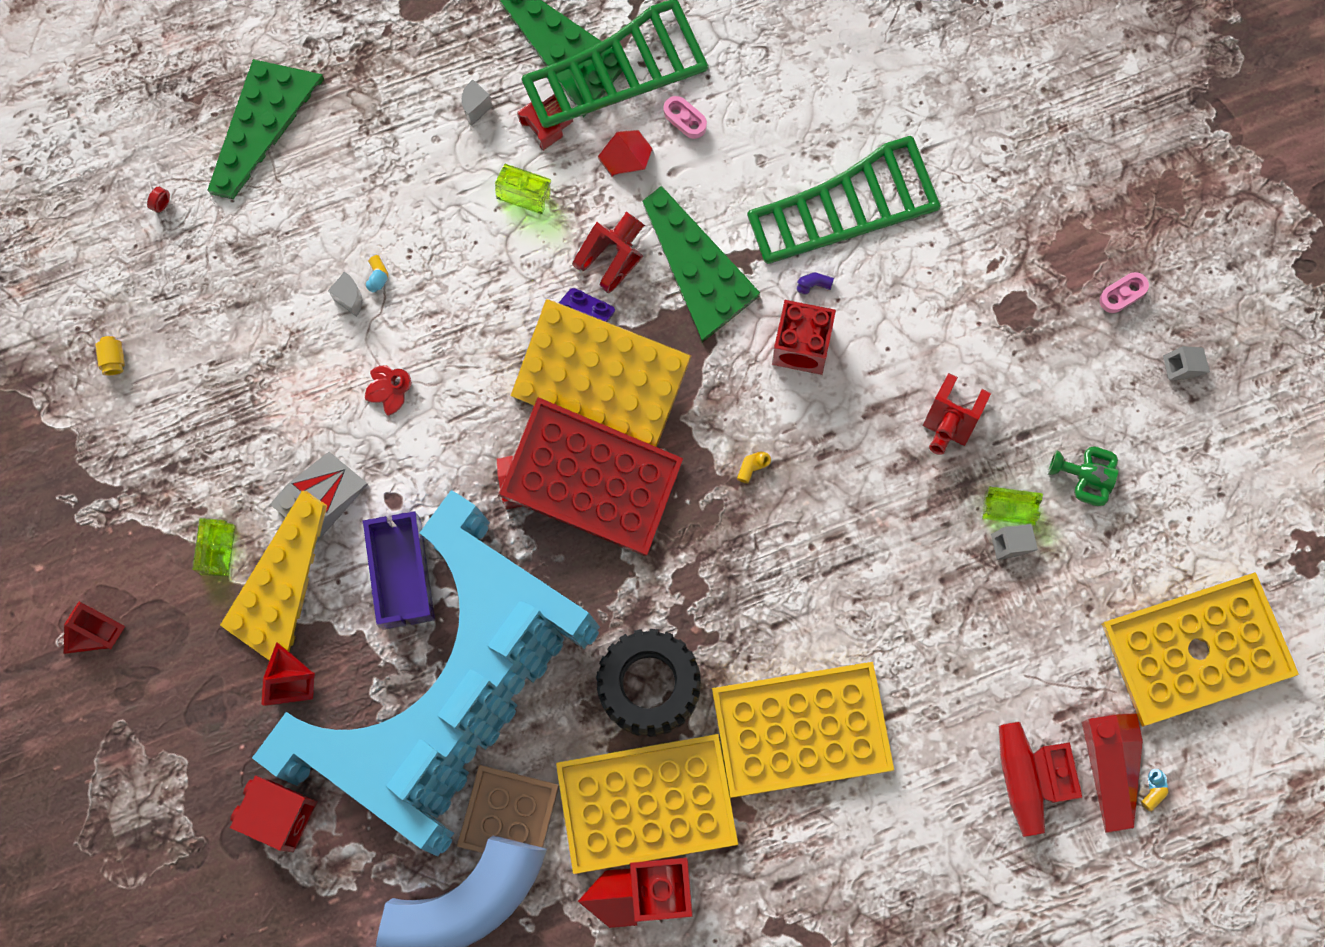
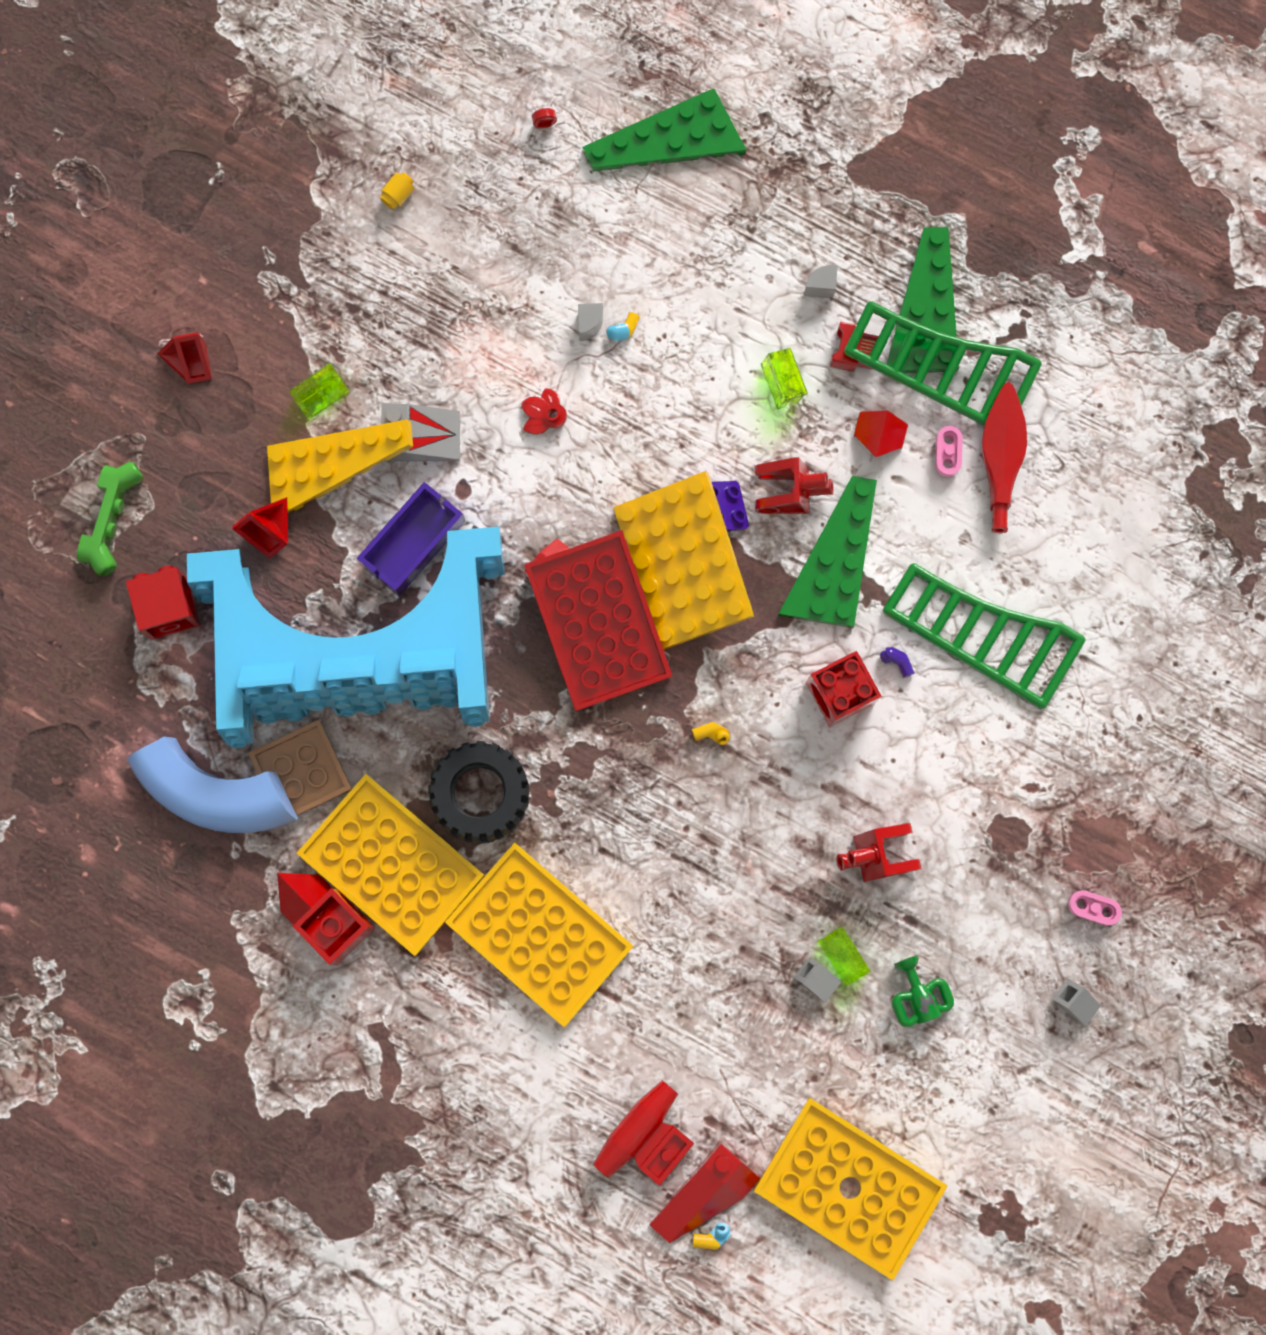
camera: 40 degrees right, 5 degrees up
(177, 836) = (94, 548): none -> bright green plate
(721, 79) = (1003, 452): none -> red animal

